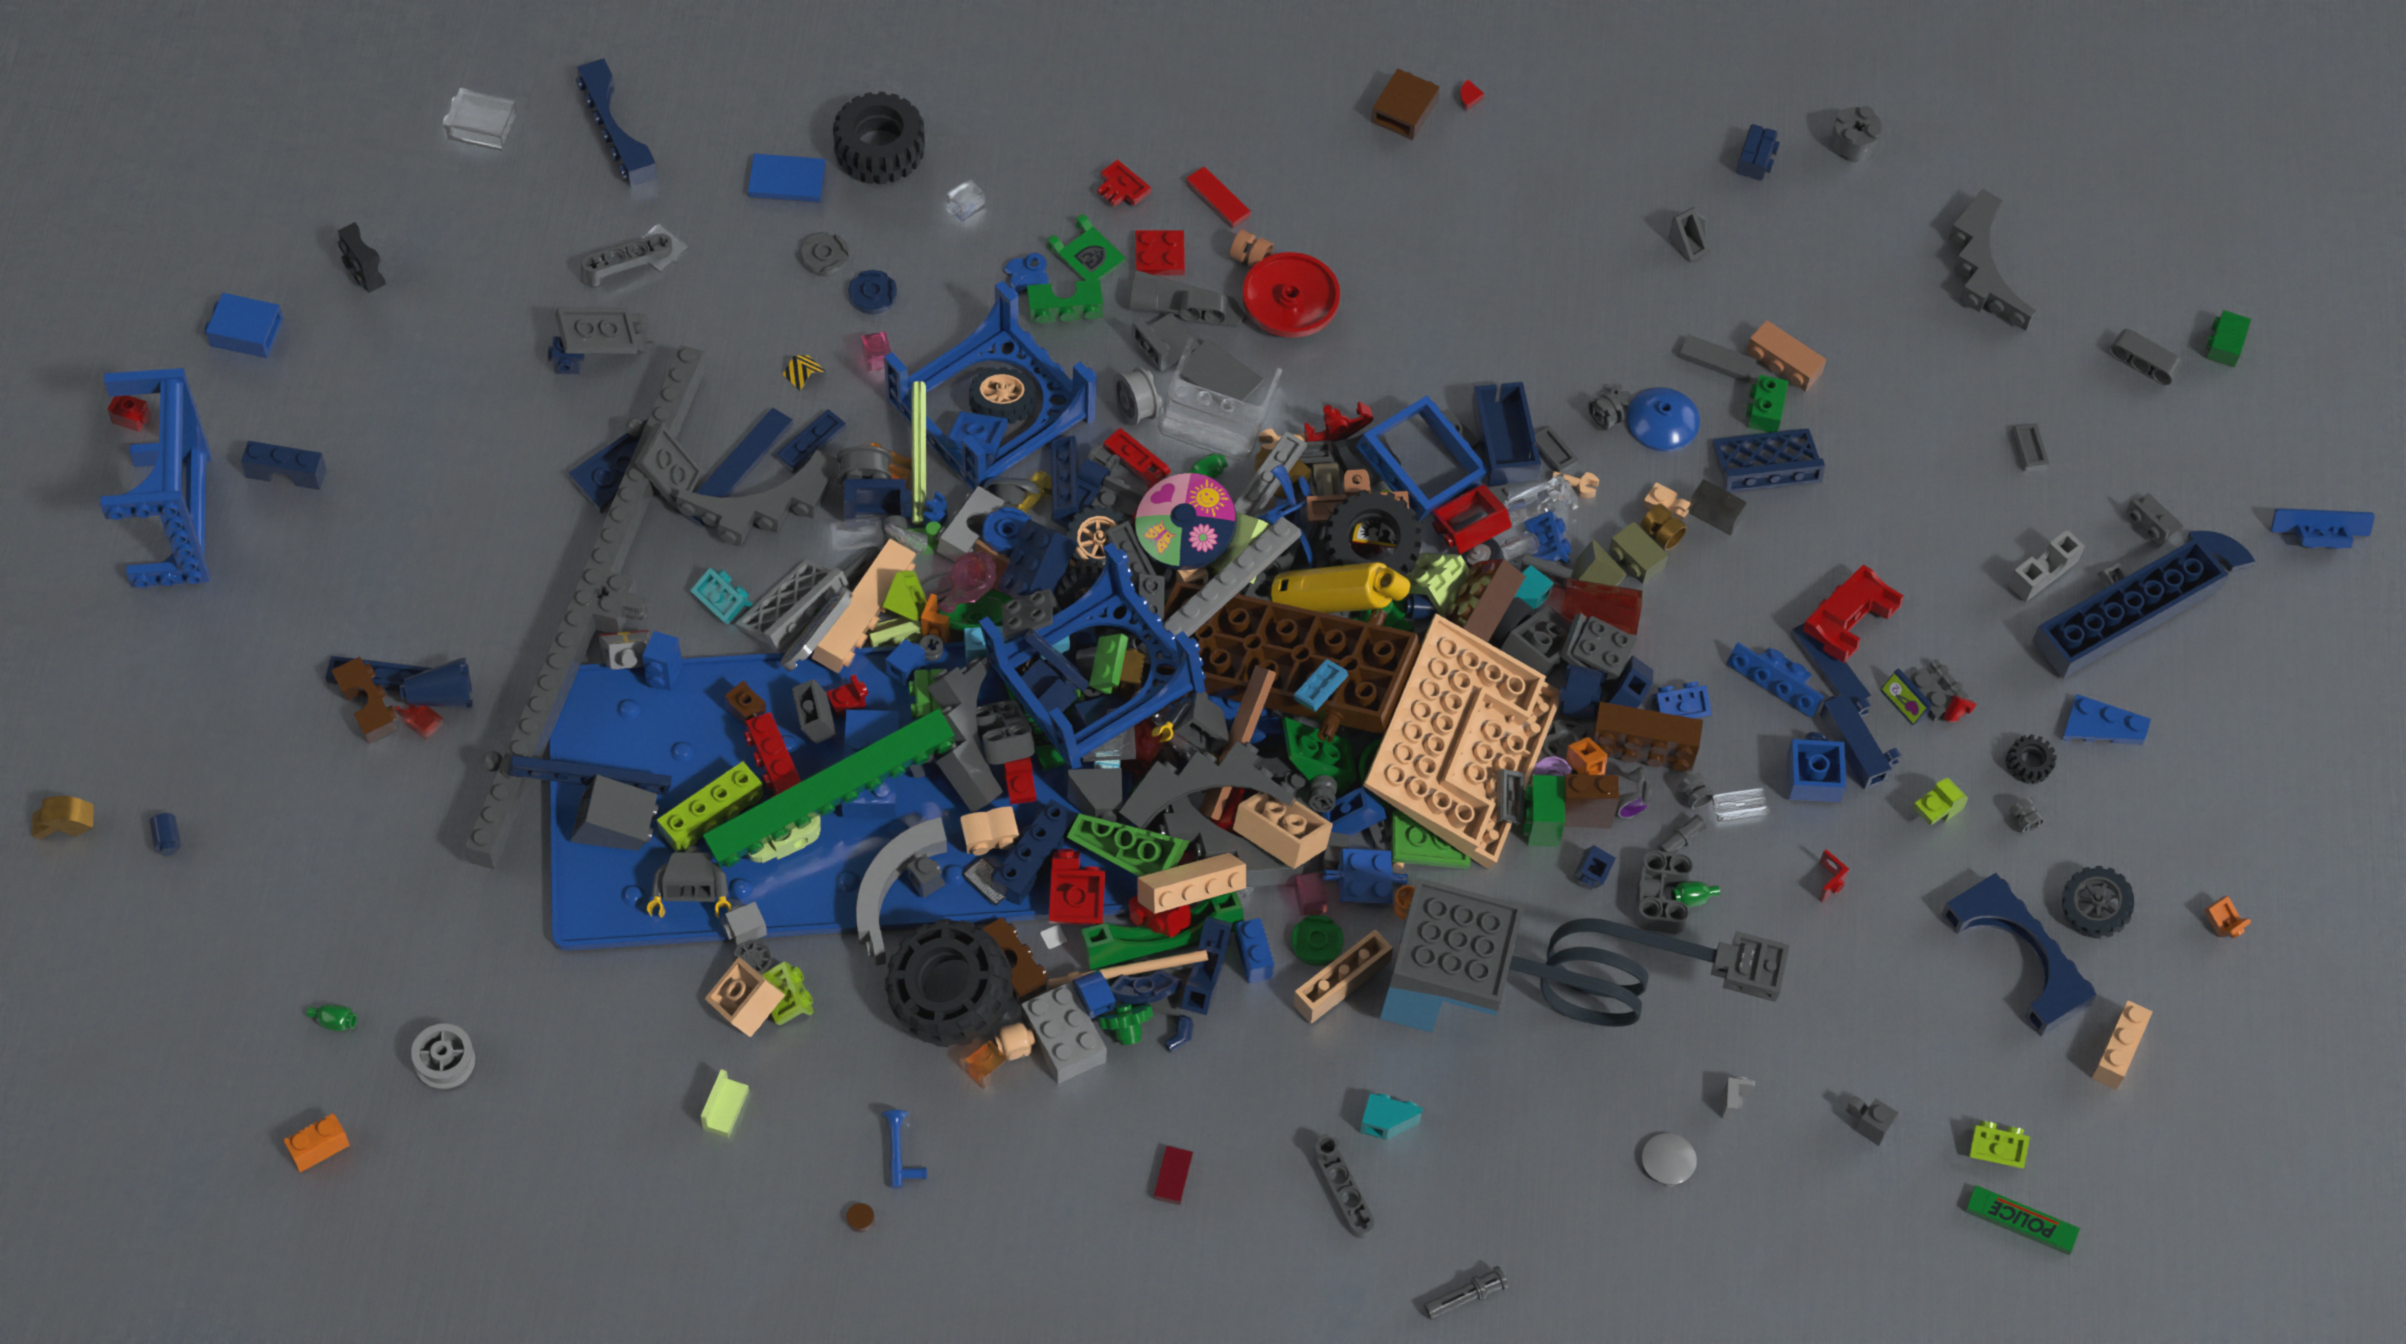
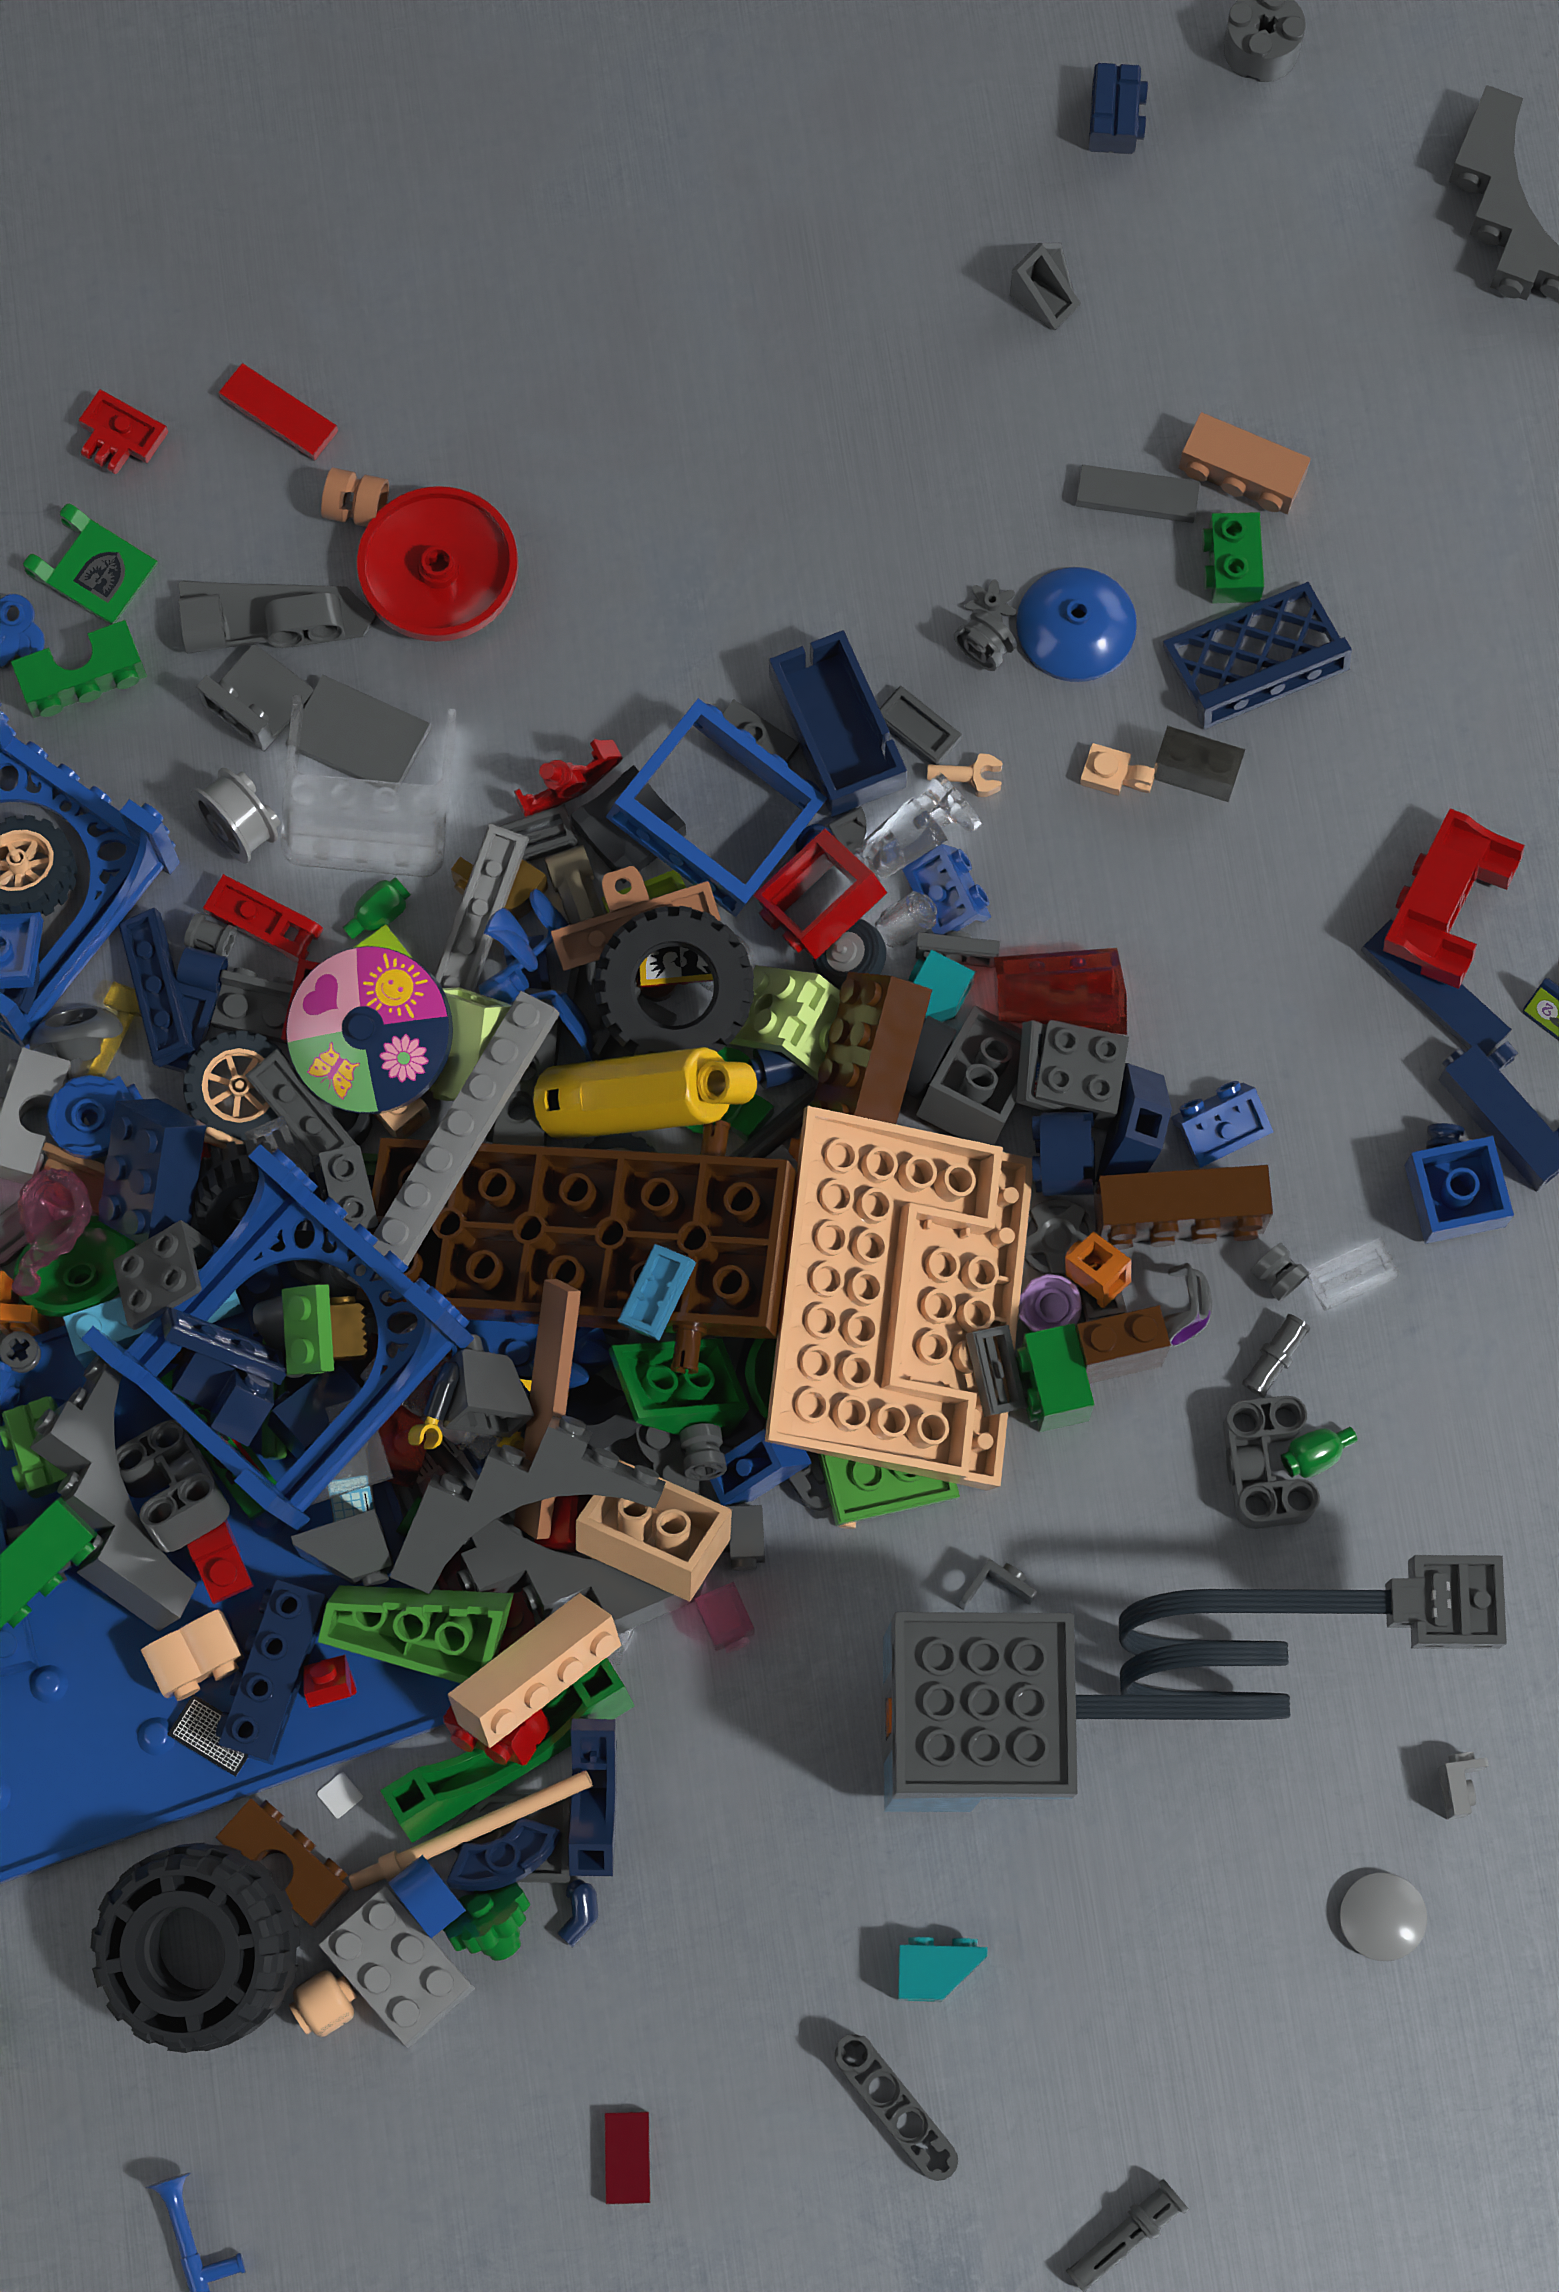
camera: 10 degrees left, 15 degrees up
(883, 871) = (40, 1781): light grey arch -> none
(925, 875) = (112, 1762): dark grey brick -> none
(983, 1063) = (288, 2053): clear orange panel -> none
(1077, 896) = (361, 1735): red plate -> none
(1160, 252) = (210, 536): red plate -> none
(1254, 950) = (659, 1741): blue brick -> none
(1270, 435) = (479, 825): light nougat bar -> none
(1317, 940) = (752, 1690): green tile -> none
(1343, 976) = (809, 1751): light nougat brick -> none
(1365, 876) = (802, 1568): blue plate -> none
(1403, 897) = (878, 1583): orange wheel -> none
(1405, 104) = (536, 166): reddish brown brick -> none
(1470, 94) = (636, 120): red tile -> none
(1597, 566) = (1035, 922): olive slope -> none
(1601, 864) = (1165, 1446): dark blue brick -> none
(1638, 553) = (1092, 877): olive brick -> none
(1667, 530) = (1122, 821): pearl gold wheel -> none
(1778, 676) = (1360, 1033): blue bracket -> none
(1840, 874) = (1533, 1351): red bracket -> none

